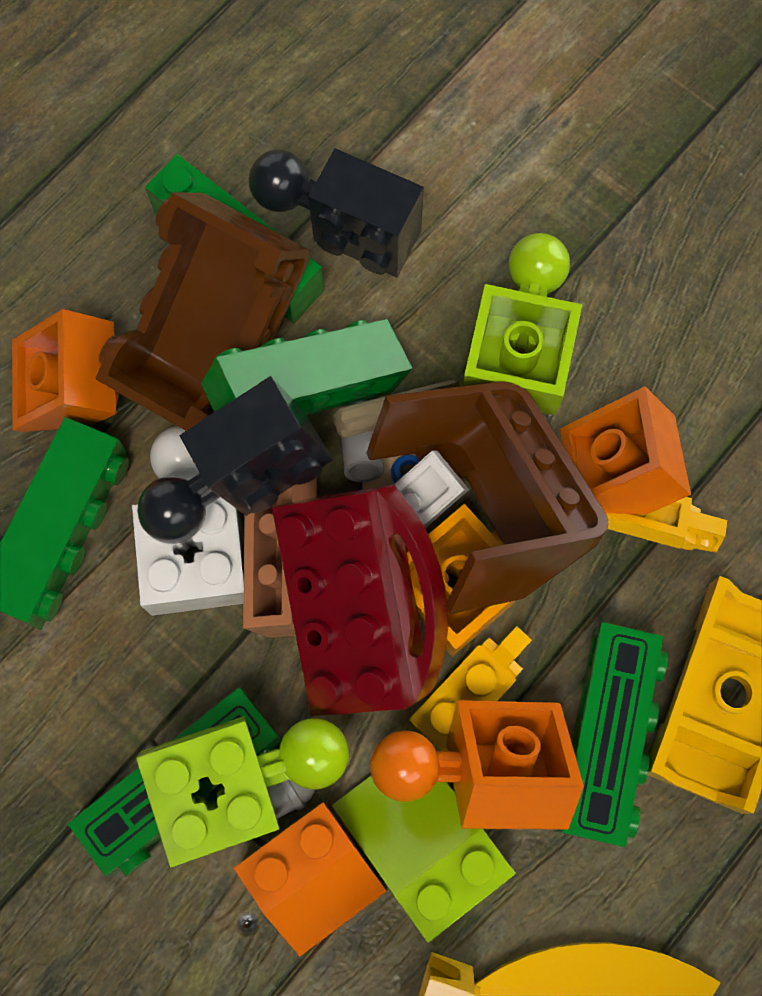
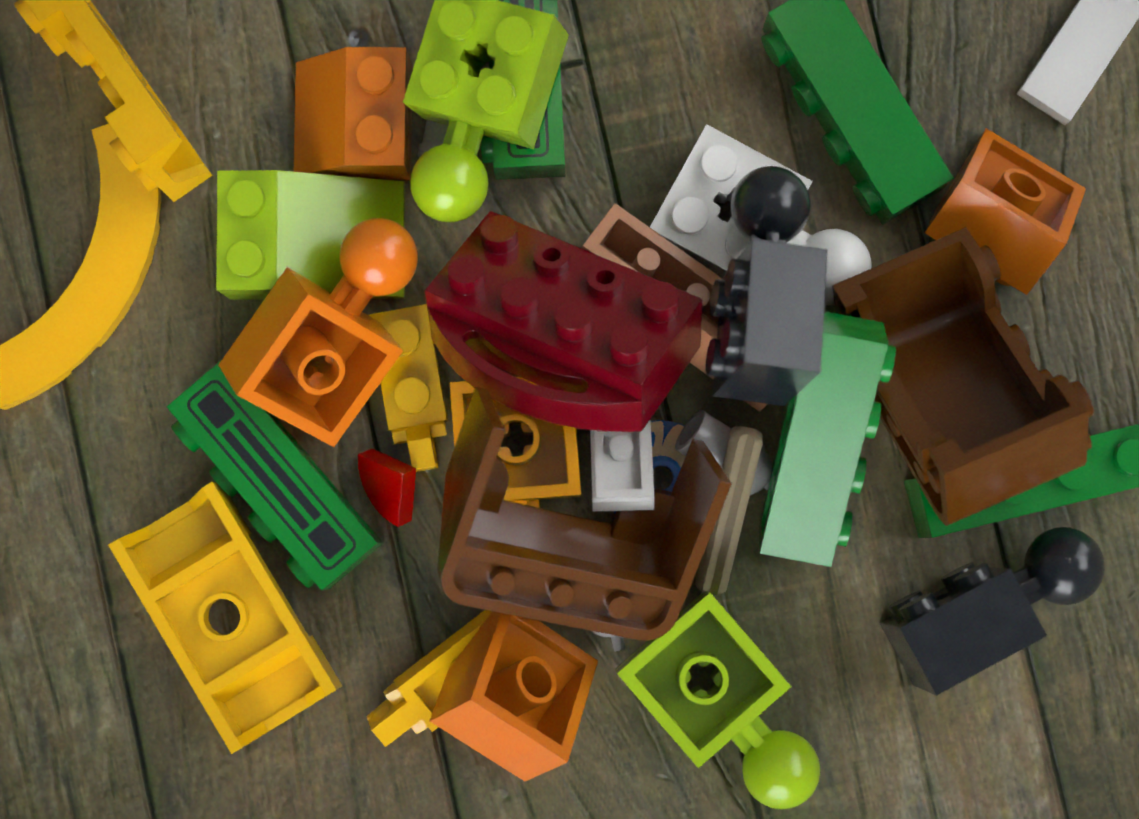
camera: 130 degrees right, 10 degrees up
(553, 652) = (388, 485): none -> red tile

